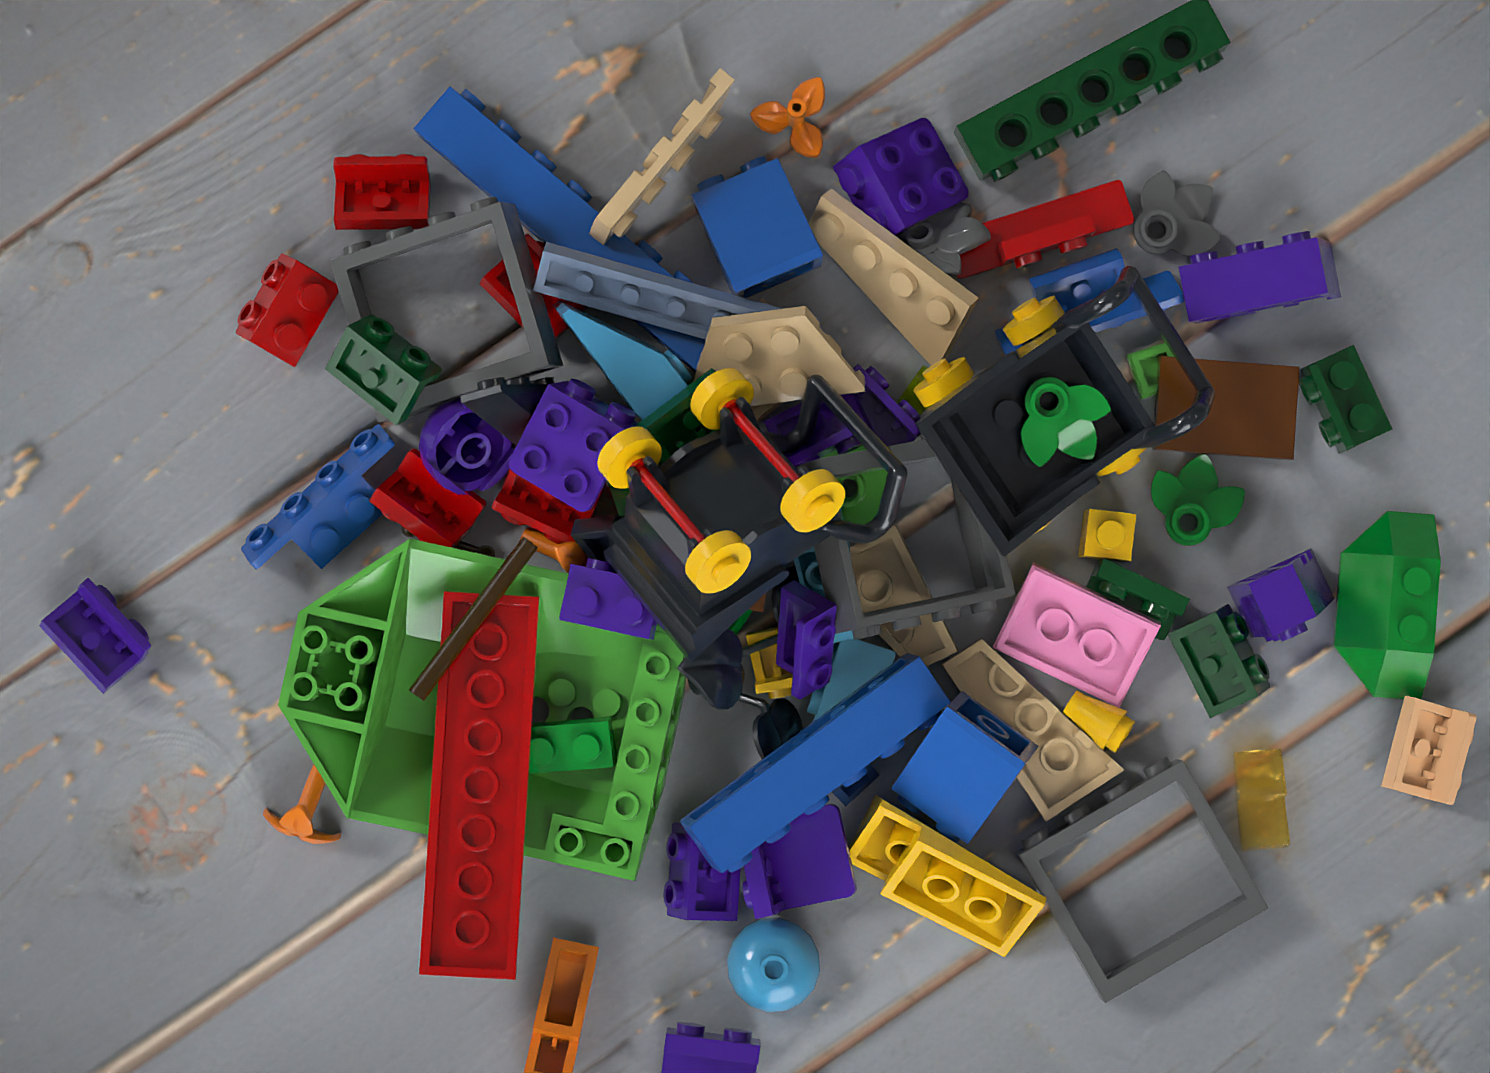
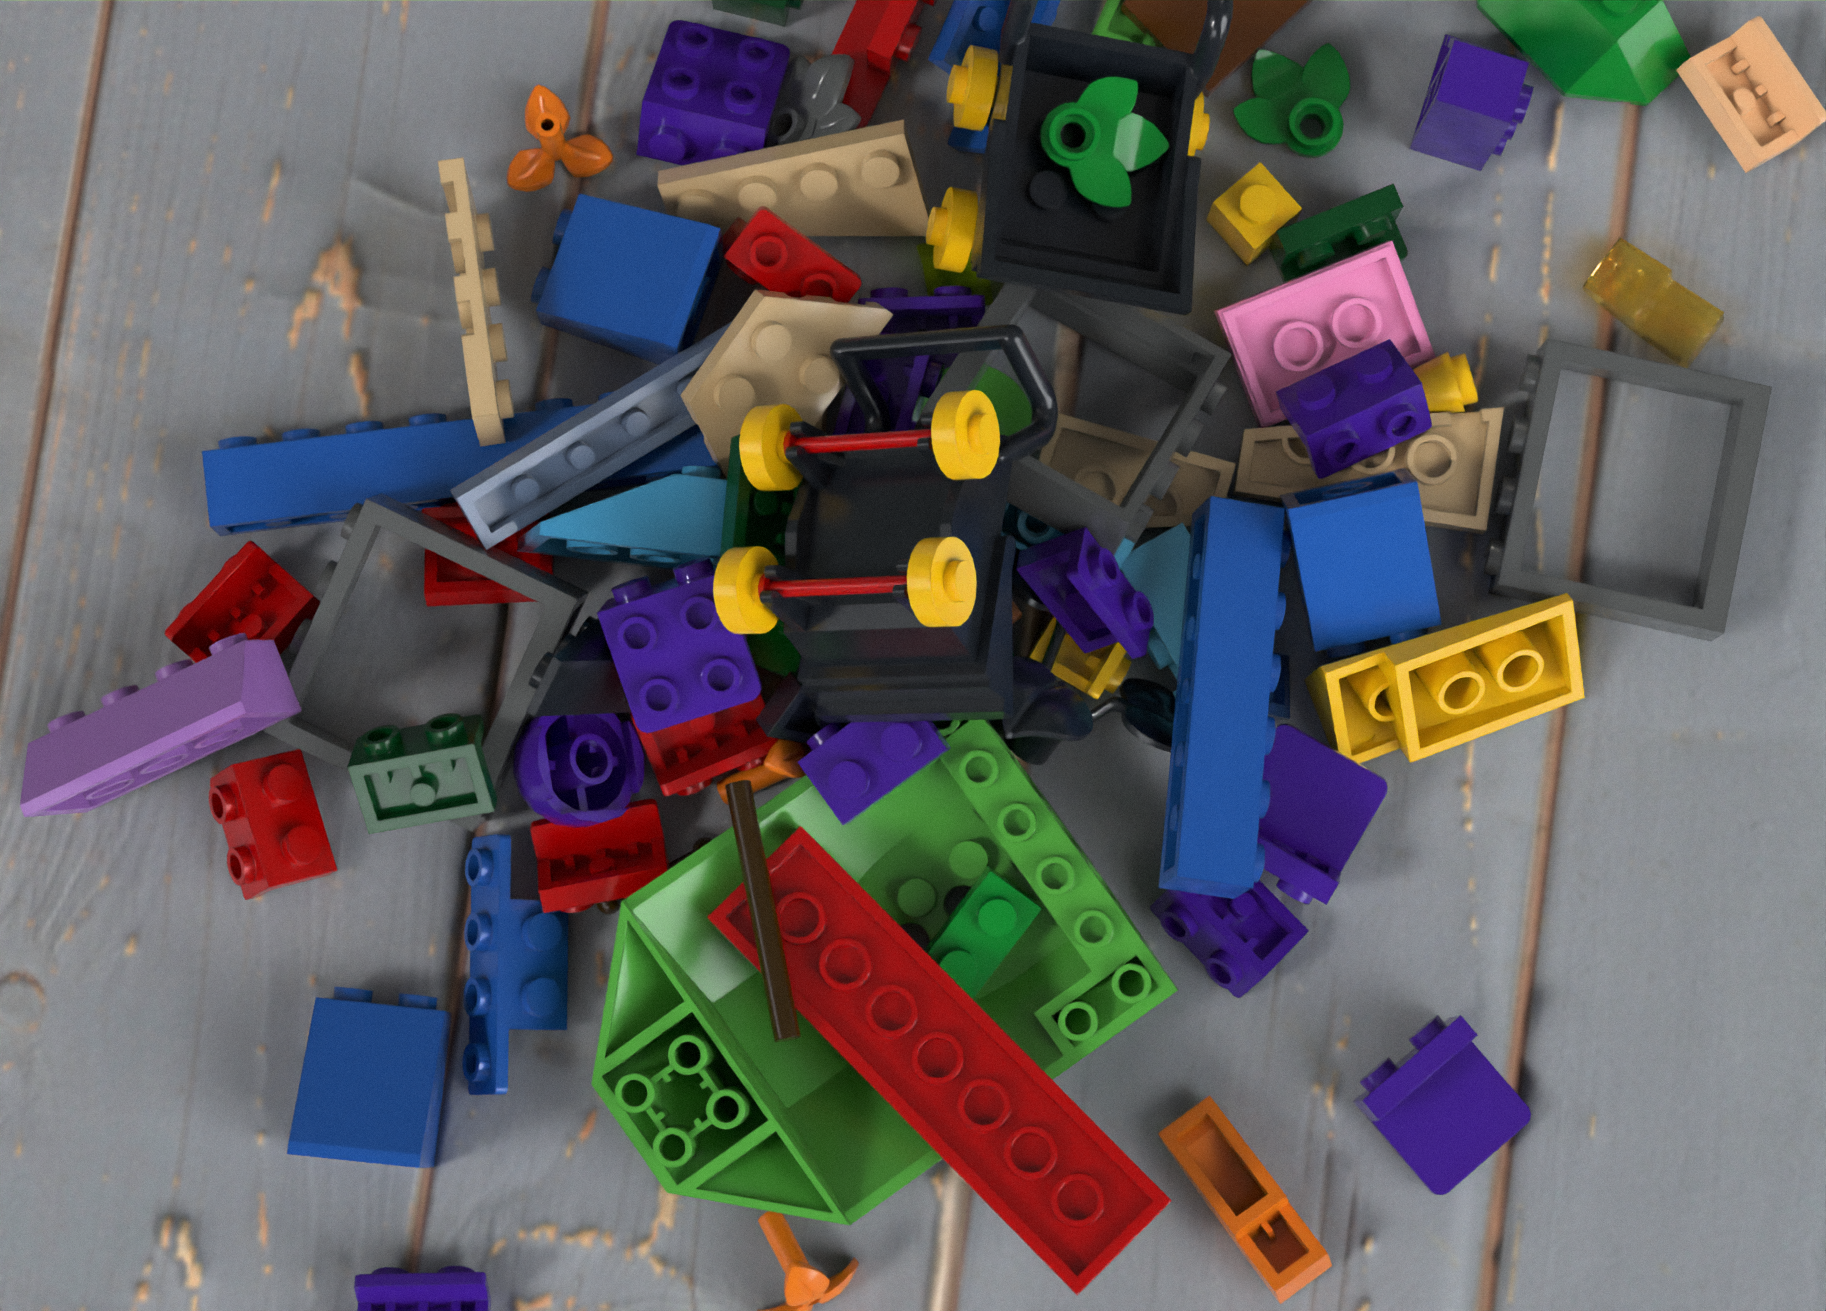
camera: 50 degrees left, 5 degrees down
(197, 492) = (372, 1080): none -> blue slope
(277, 202) = (157, 728): none -> medium lavender slope
(773, 964) = (1385, 935): dark azure cylinder -> none
(841, 306) = (785, 259): none -> red bracket
(1047, 689) = (1356, 408): none -> dark purple bracket
(1221, 660) = (1479, 217): dark green bracket -> none

